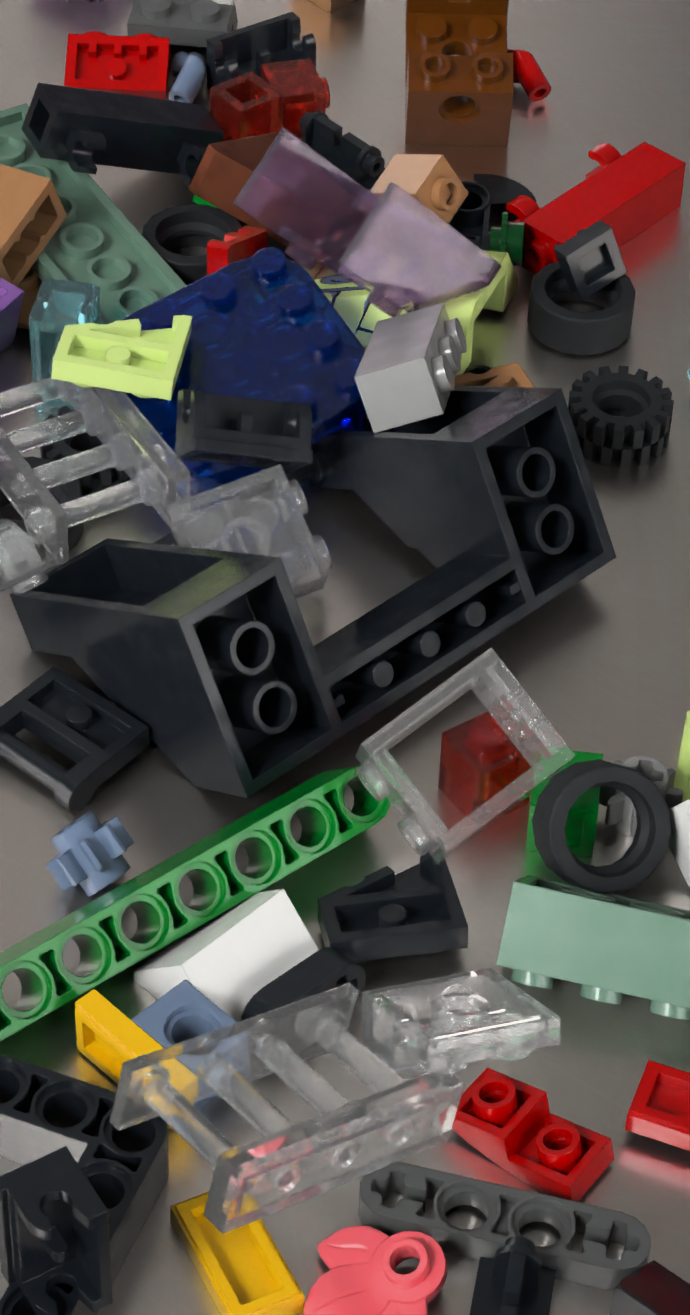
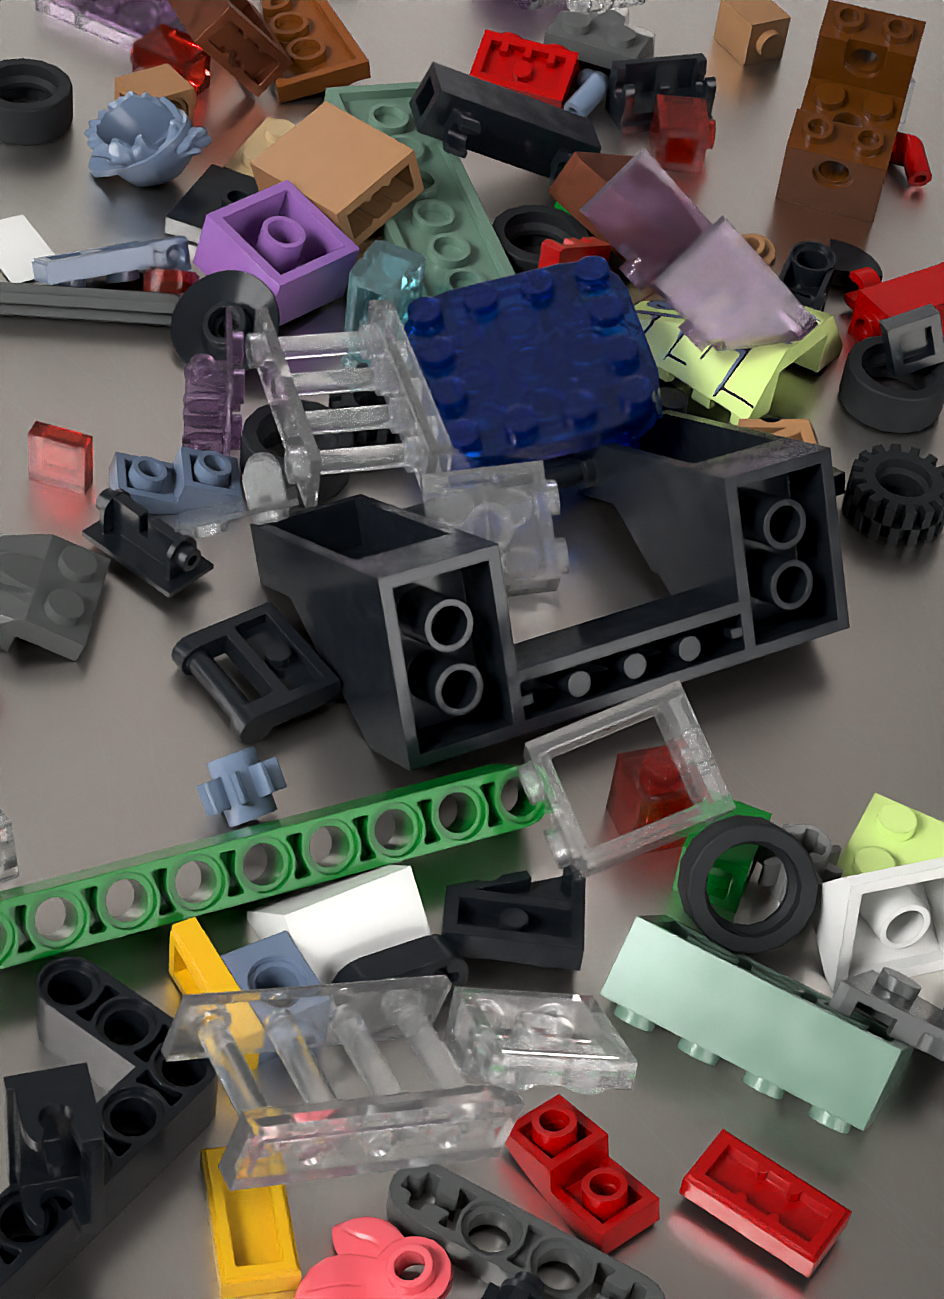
camera: 10 degrees right, 0 degrees up
(123, 356) = (424, 326): yellowish green wing -> none
(242, 431) = (514, 420): black hinge -> none
(246, 107) = (628, 127): clear red brick -> none
(344, 151) = (710, 192): black hinge -> none
(410, 367) = (696, 398): light grey brick -> none
(427, 180) = (774, 235): medium nougat brick -> none
(508, 239) = (842, 304): dark green plate -> none

